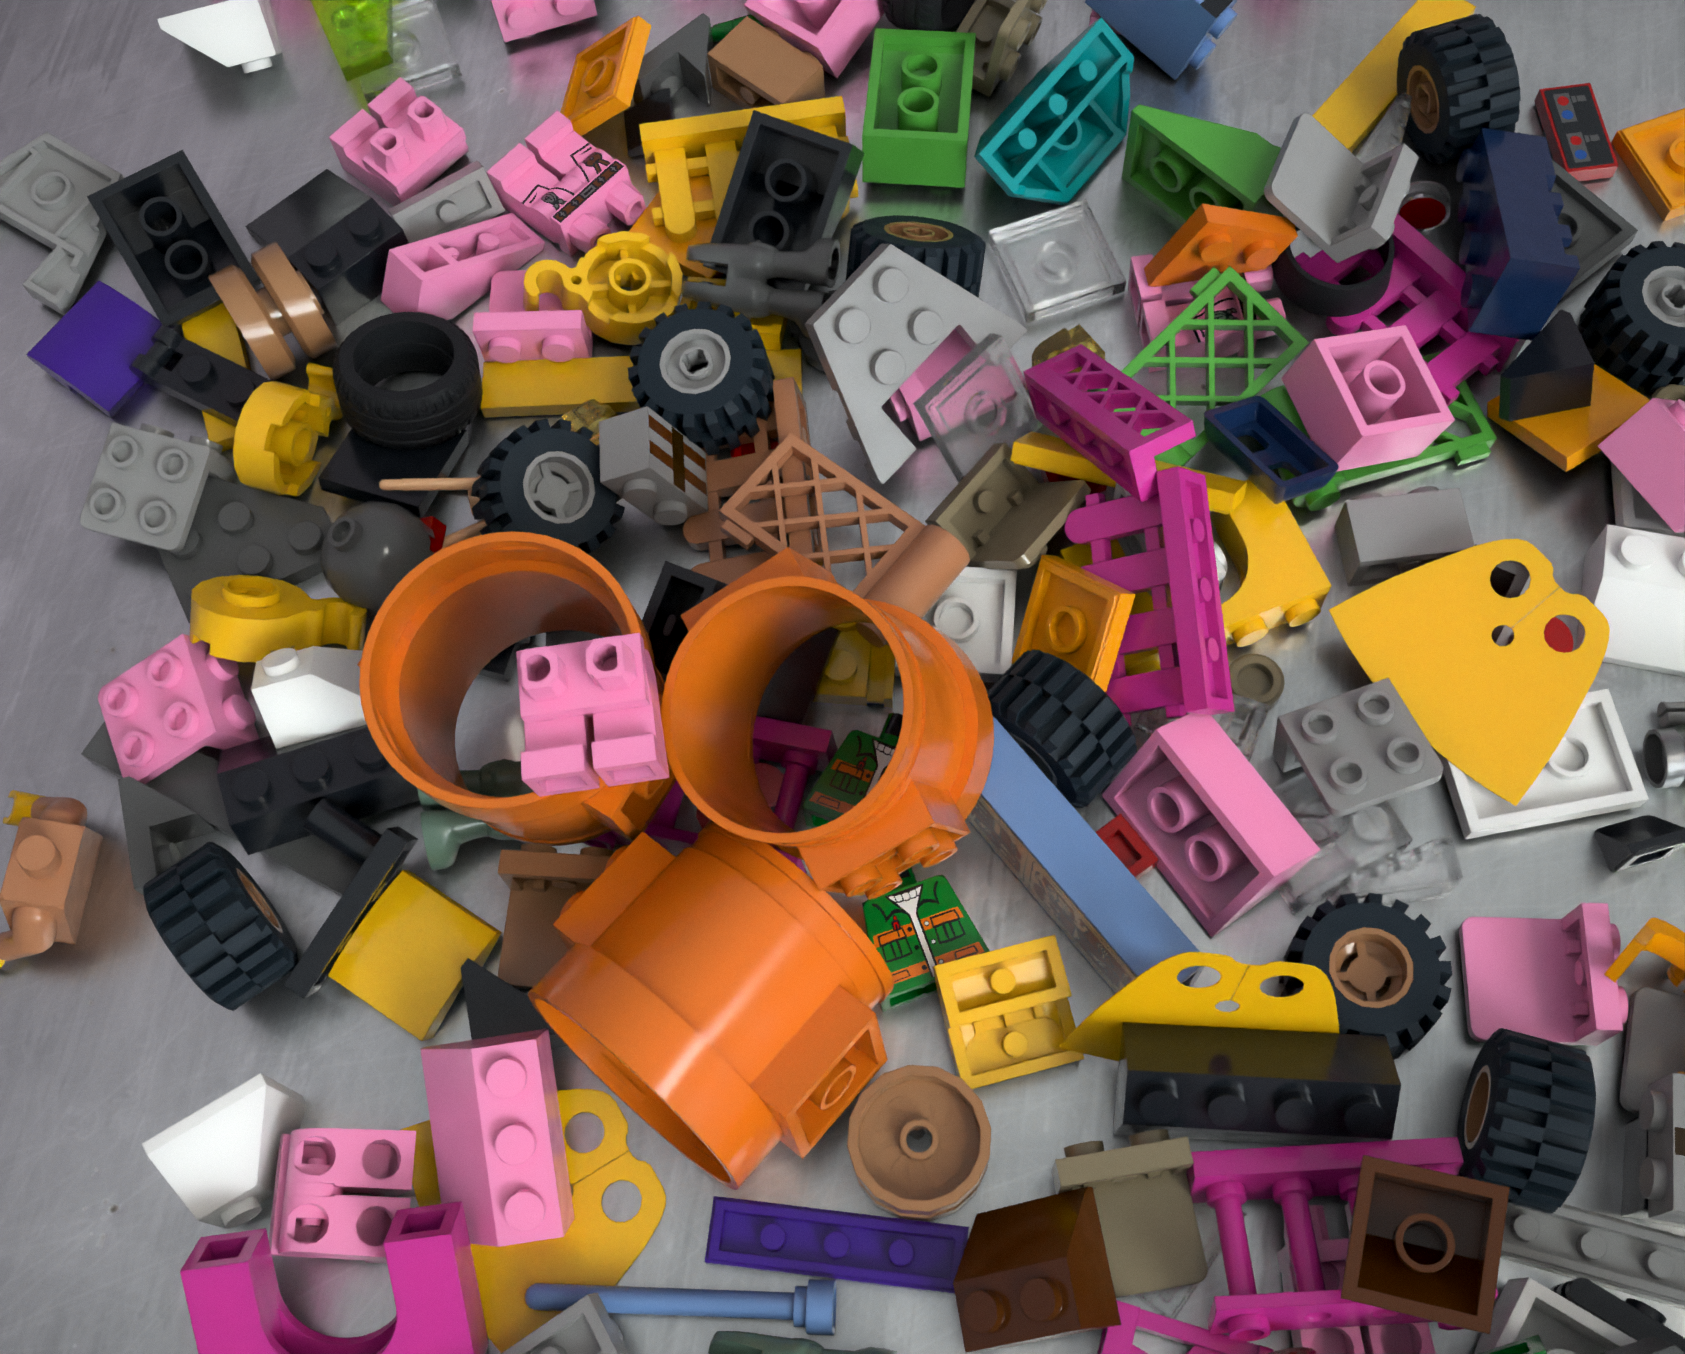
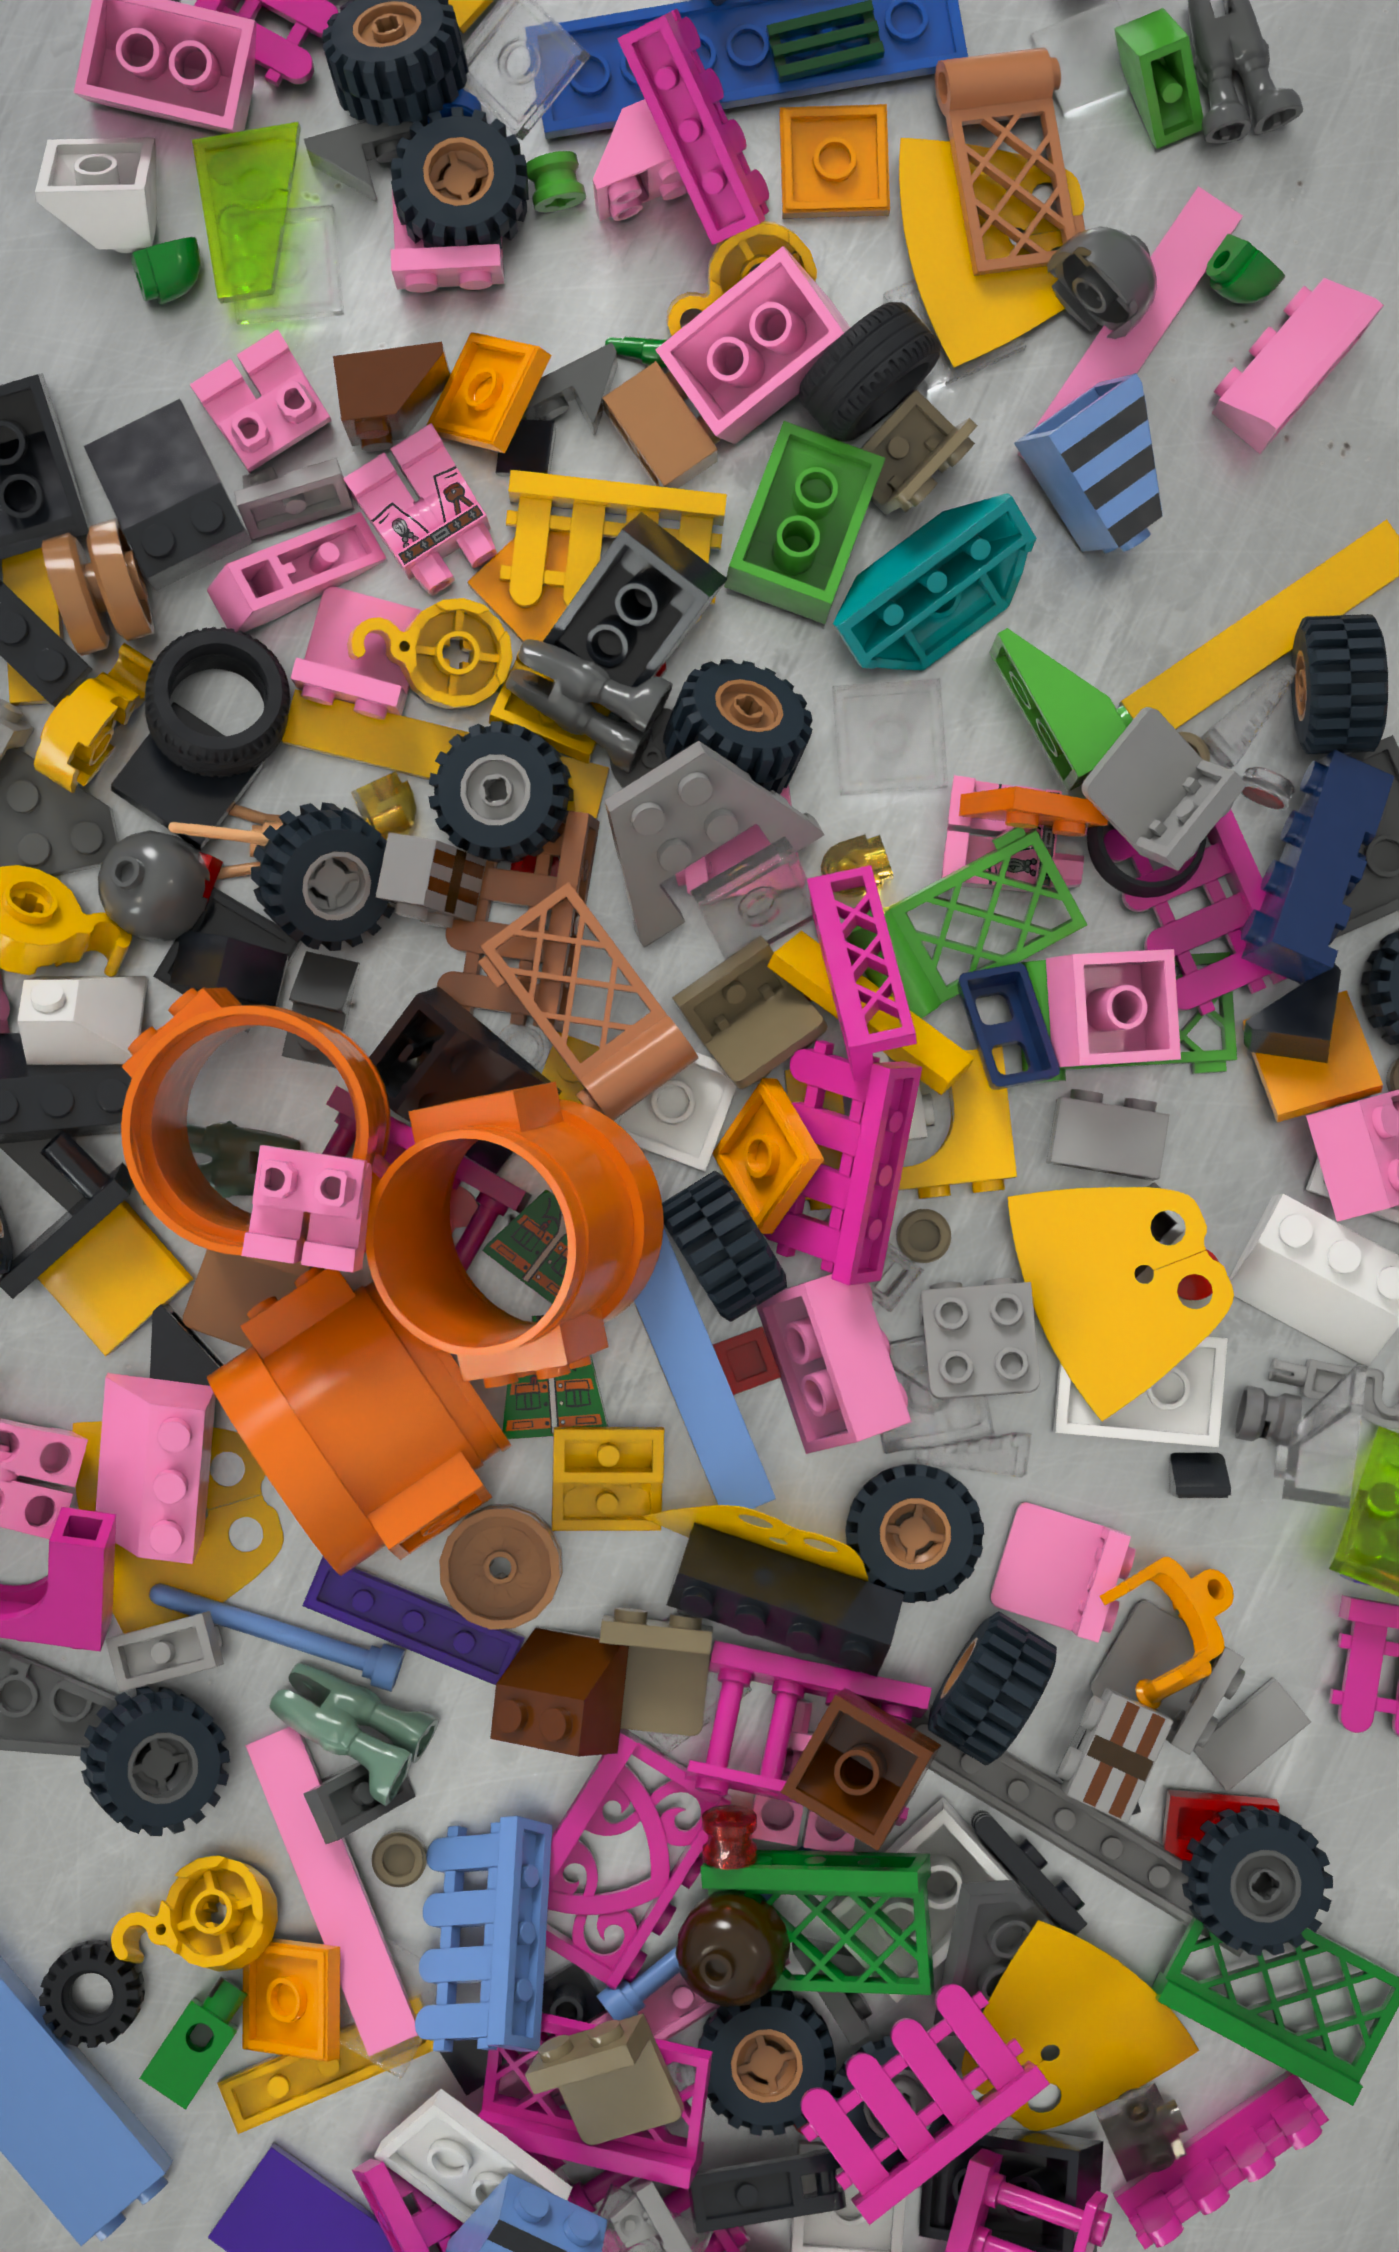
camera: 10 degrees right, 20 degrees up
(292, 69) = (167, 269): none -> green piece
(511, 88) = (388, 391): none -> reddish brown slope

